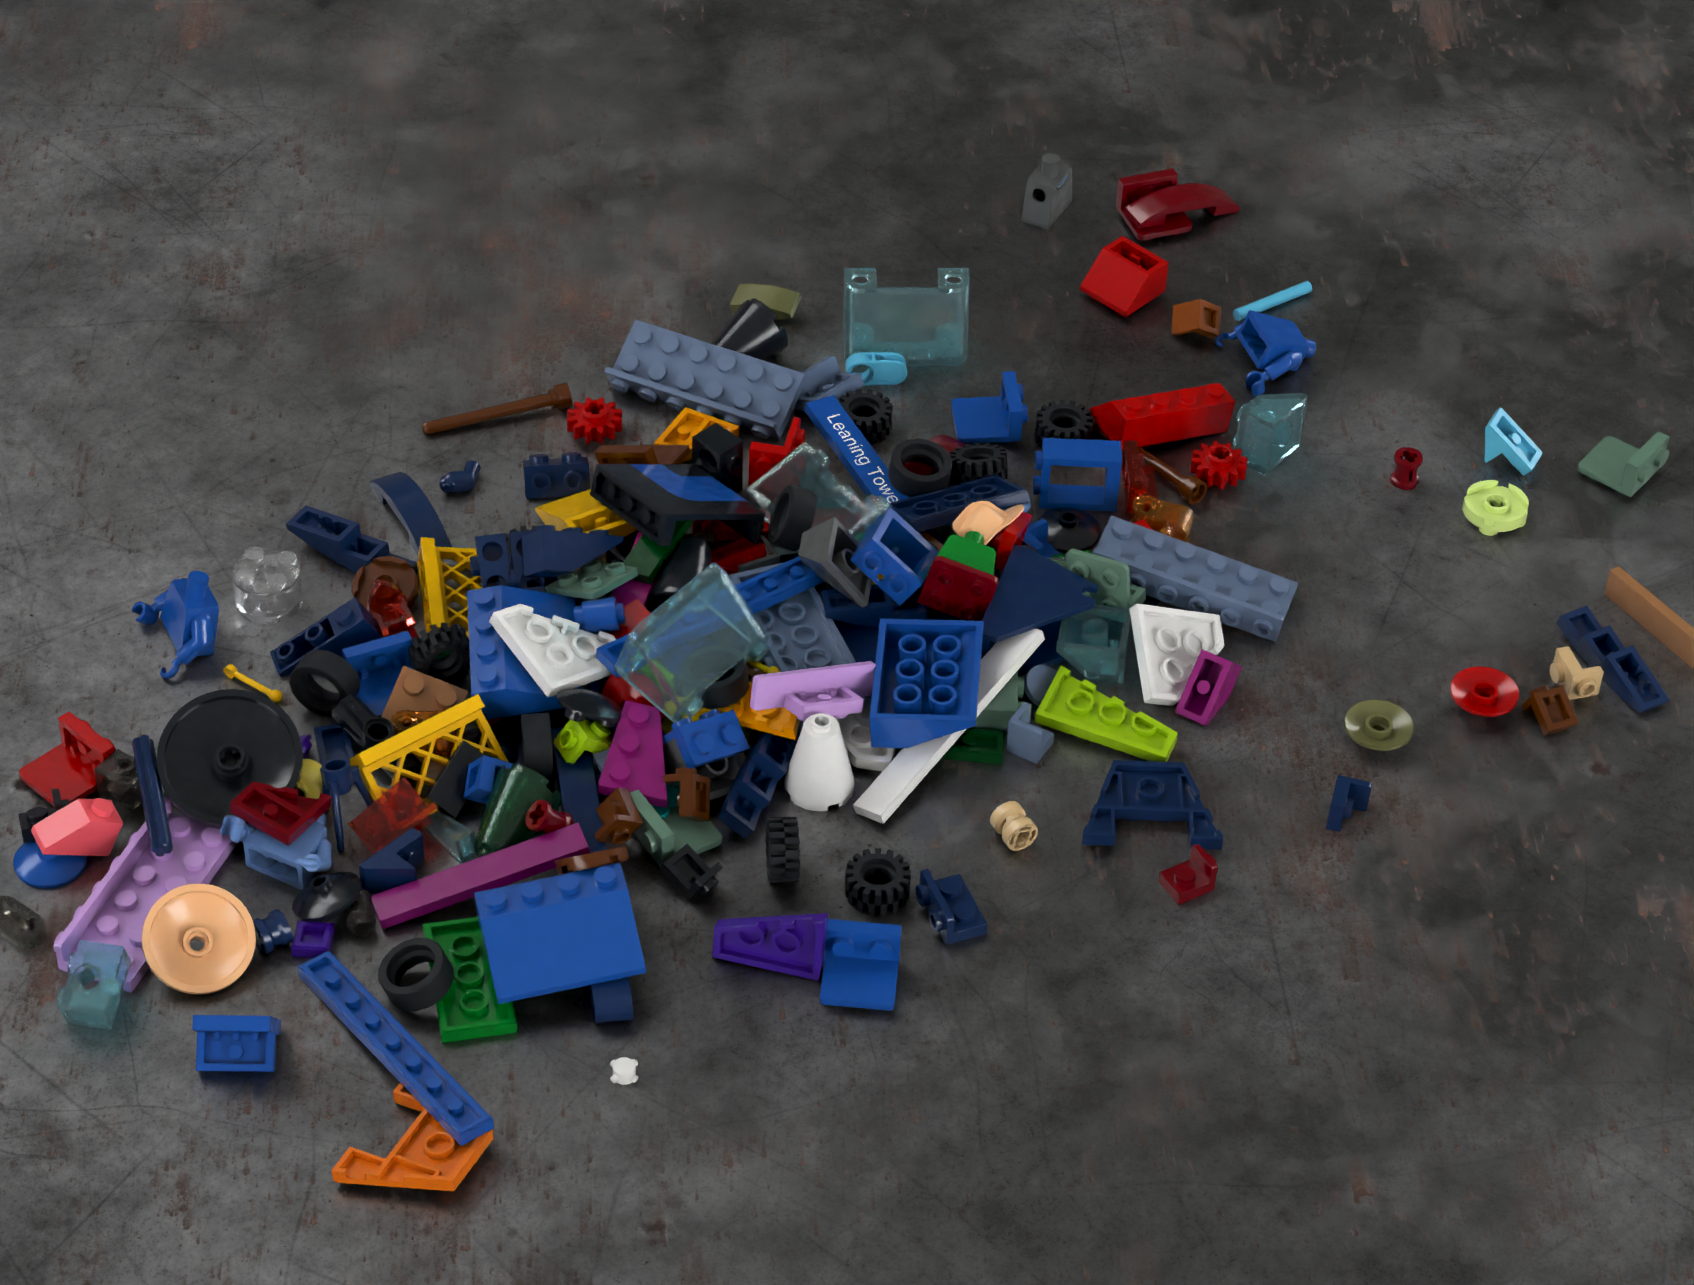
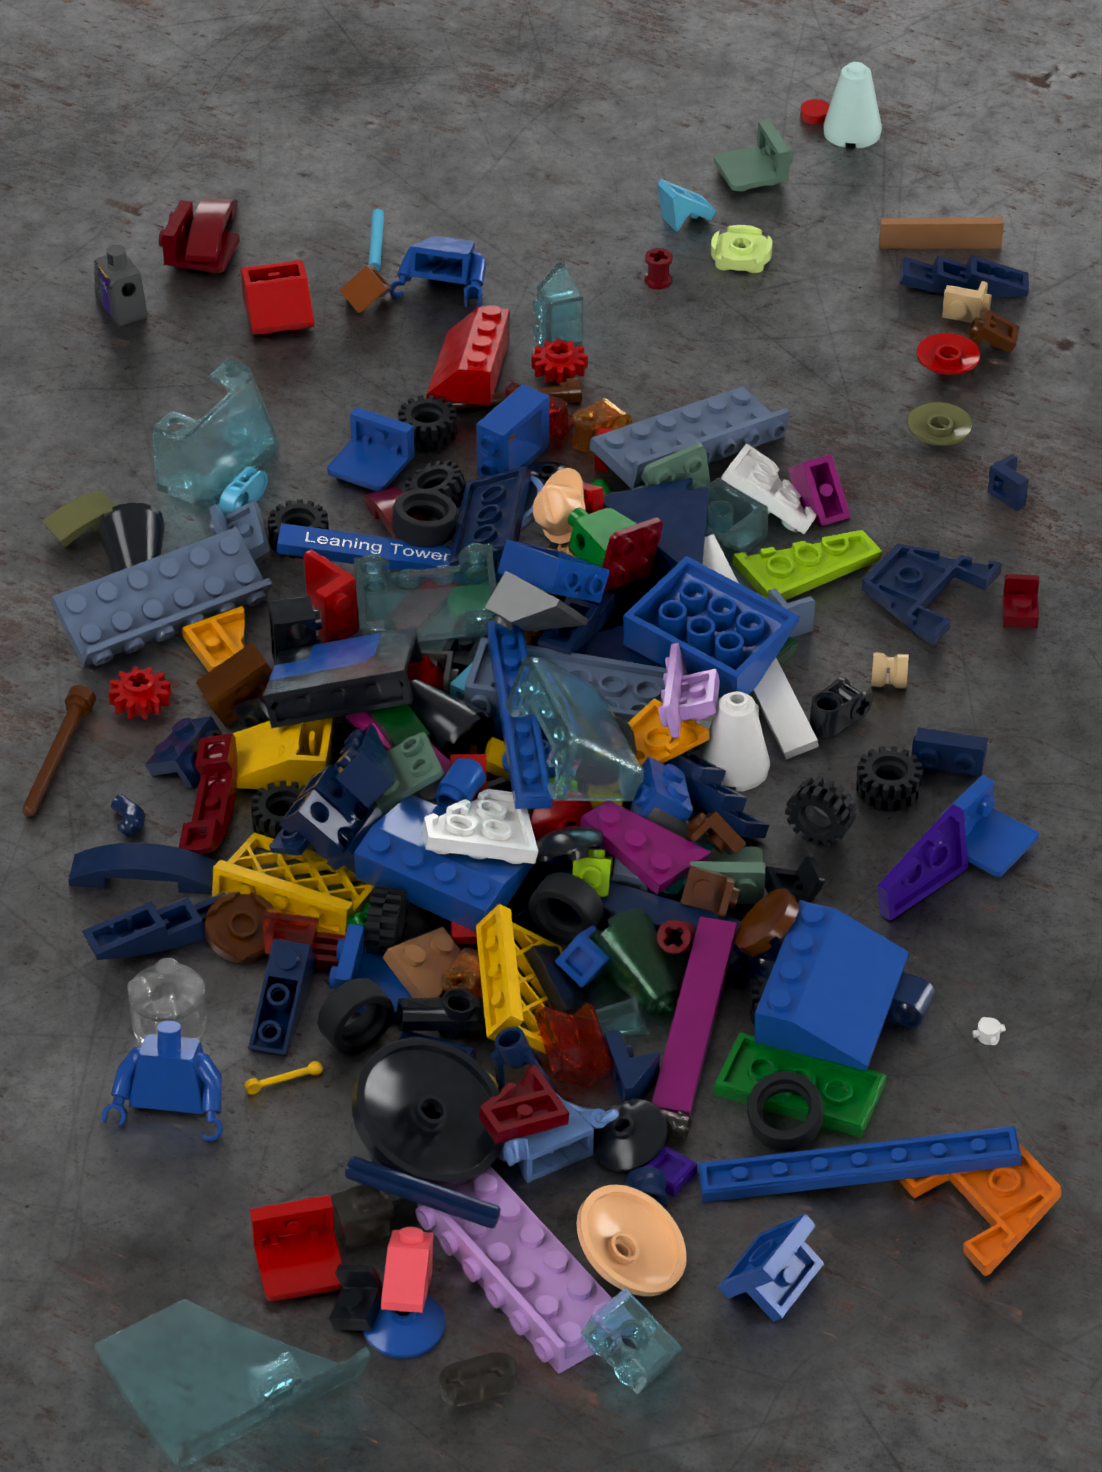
camera: 55 degrees left, 0 degrees up
(543, 491) = (215, 794): none -> dark red slope
(791, 517) = (448, 602): black tyre -> none
(933, 811) = (838, 708): none -> black piece

